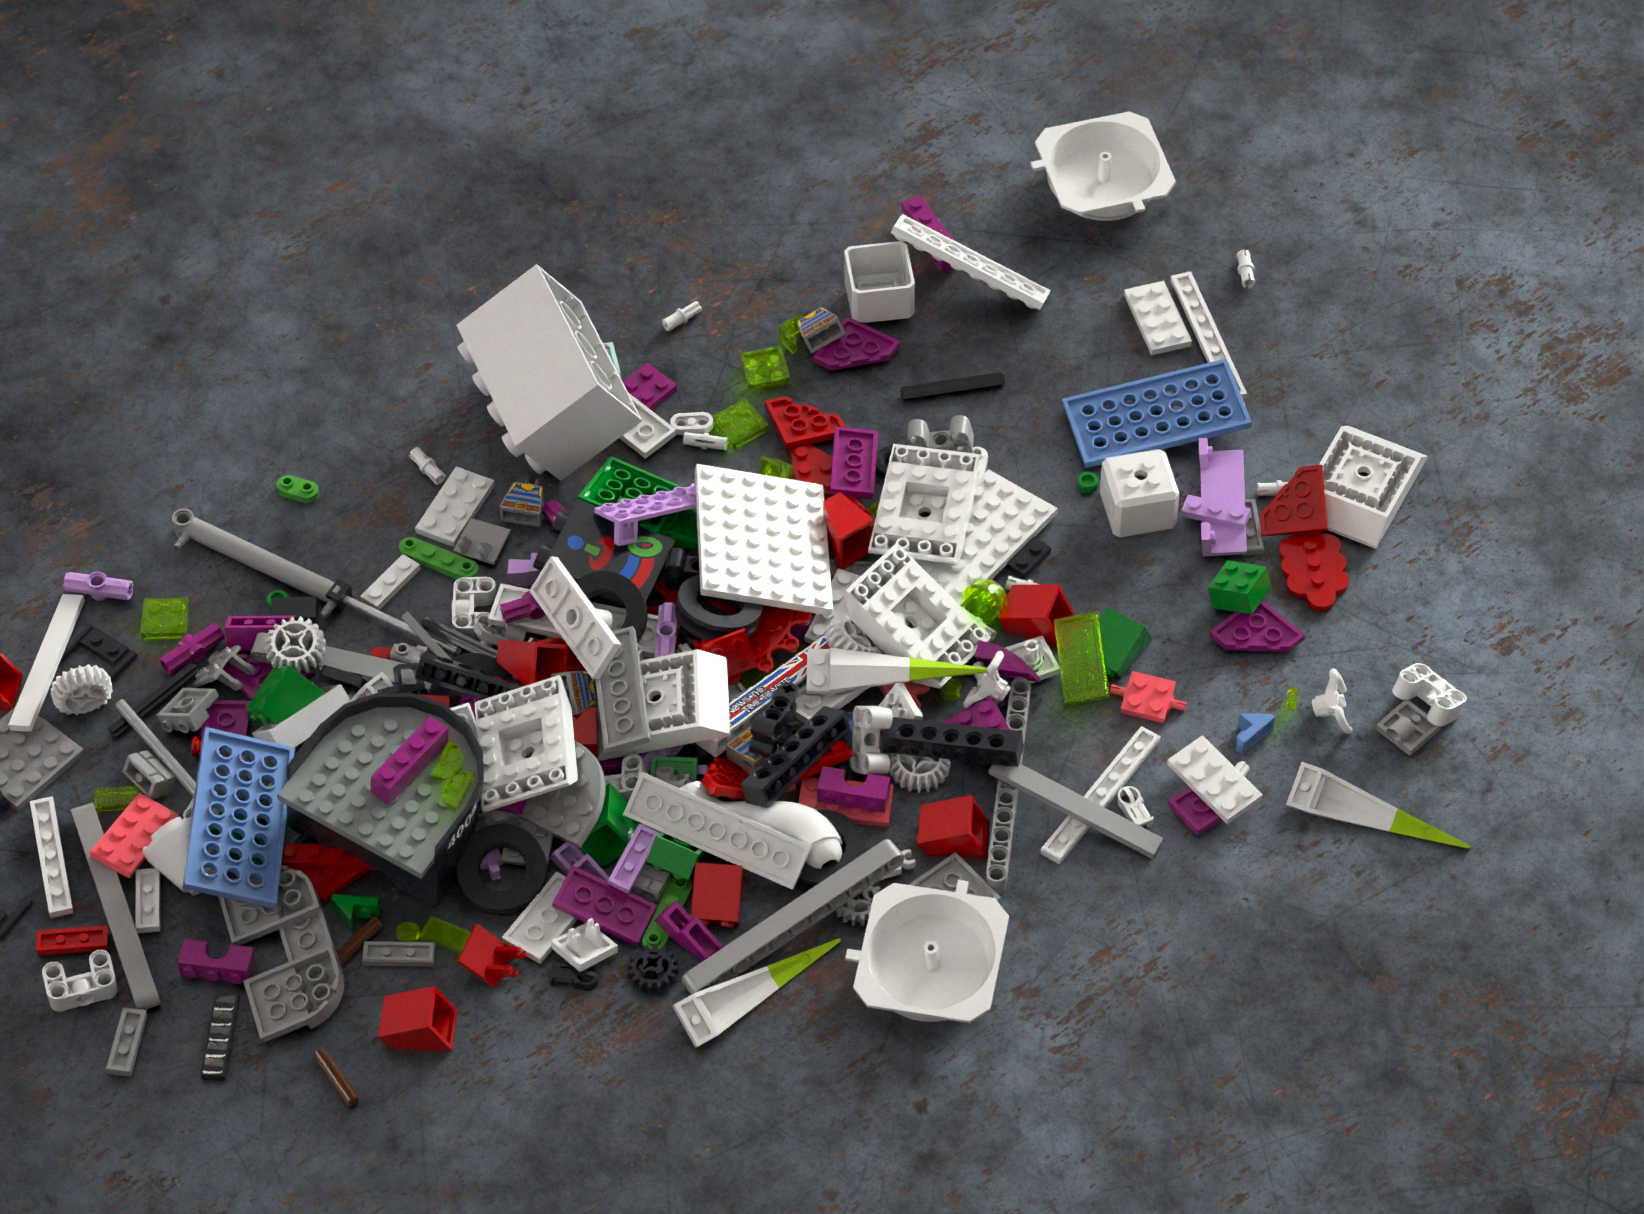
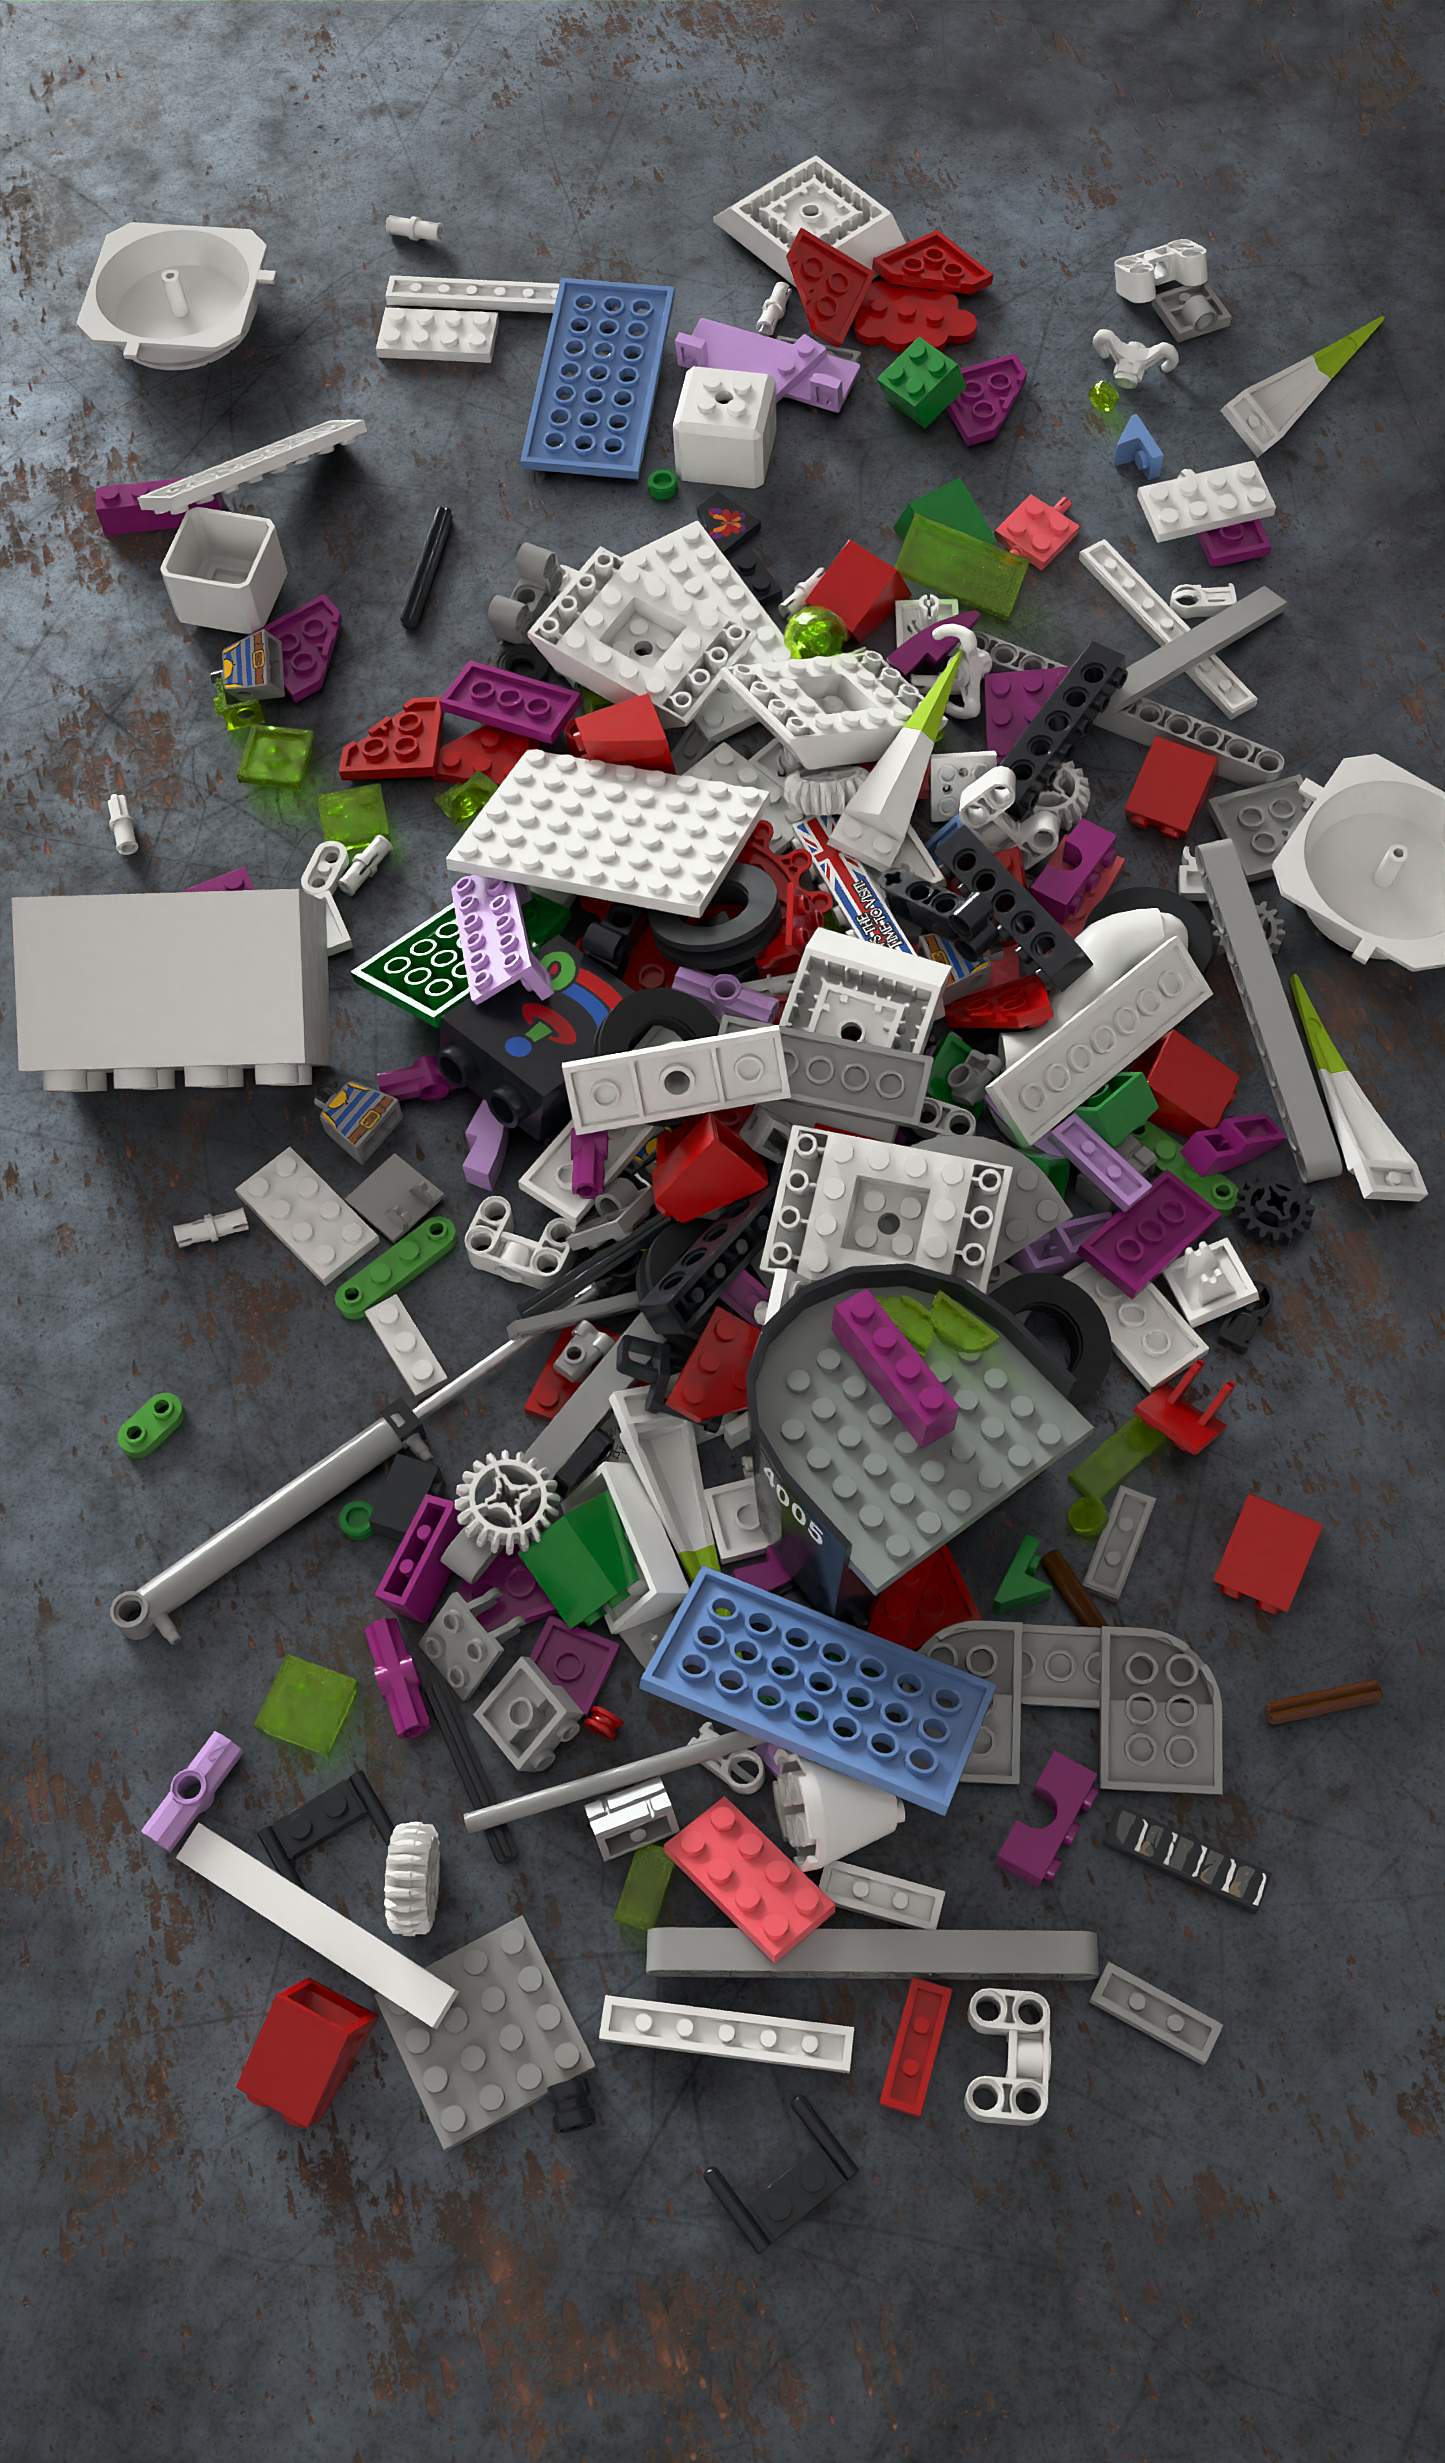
camera: 65 degrees left, 10 degrees up
(1068, 528) = (727, 523): none -> black tile
(1366, 563) = (933, 264): none -> red plate

